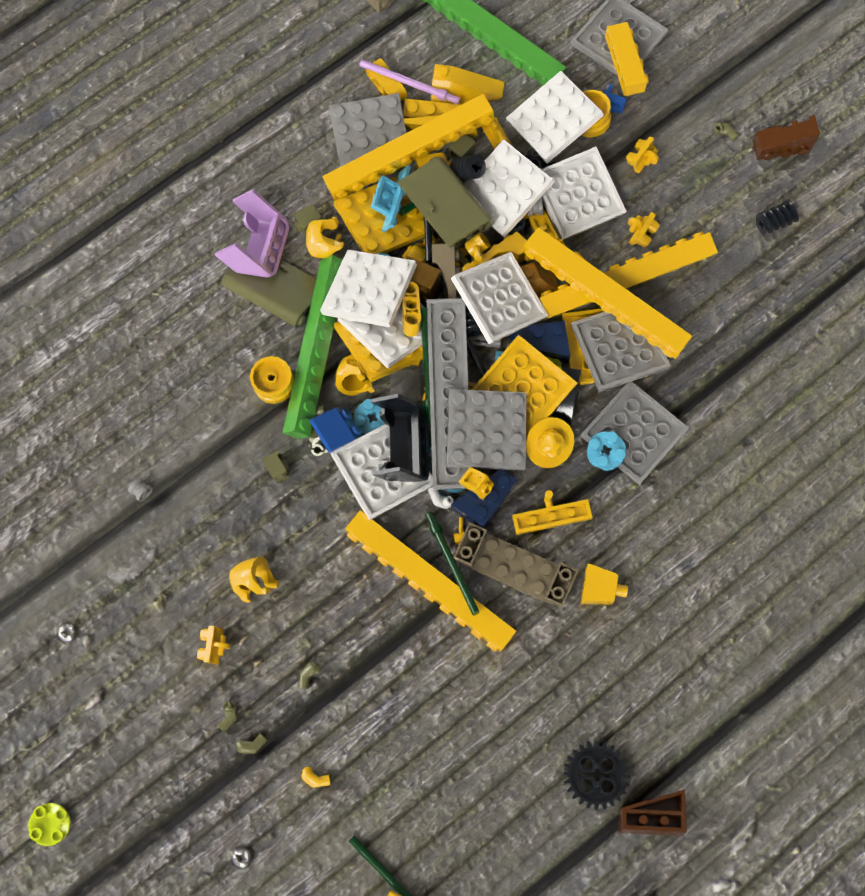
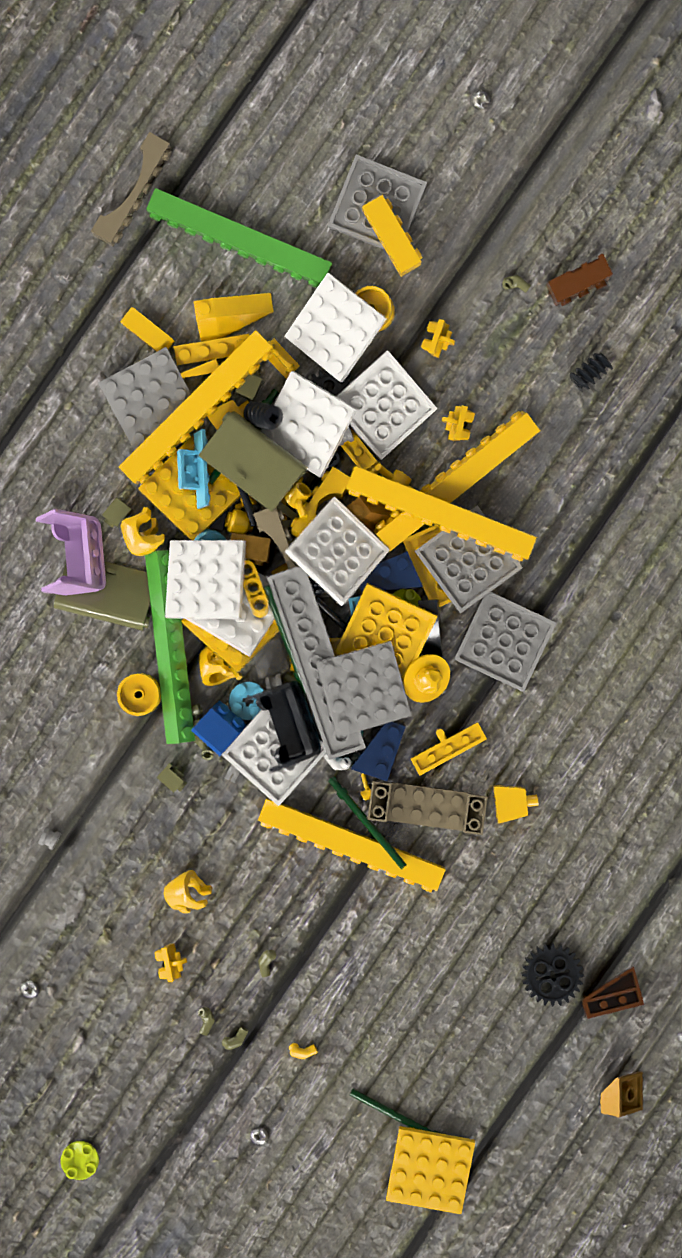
camera: 20 degrees left, 15 degrees up
(441, 94) = (210, 332): lavender bar -> none
(477, 482) = (369, 744): yellow bracket -> none
(609, 440) = (487, 660): medium azure plate -> none
(617, 102) = (391, 287): blue bracket -> none

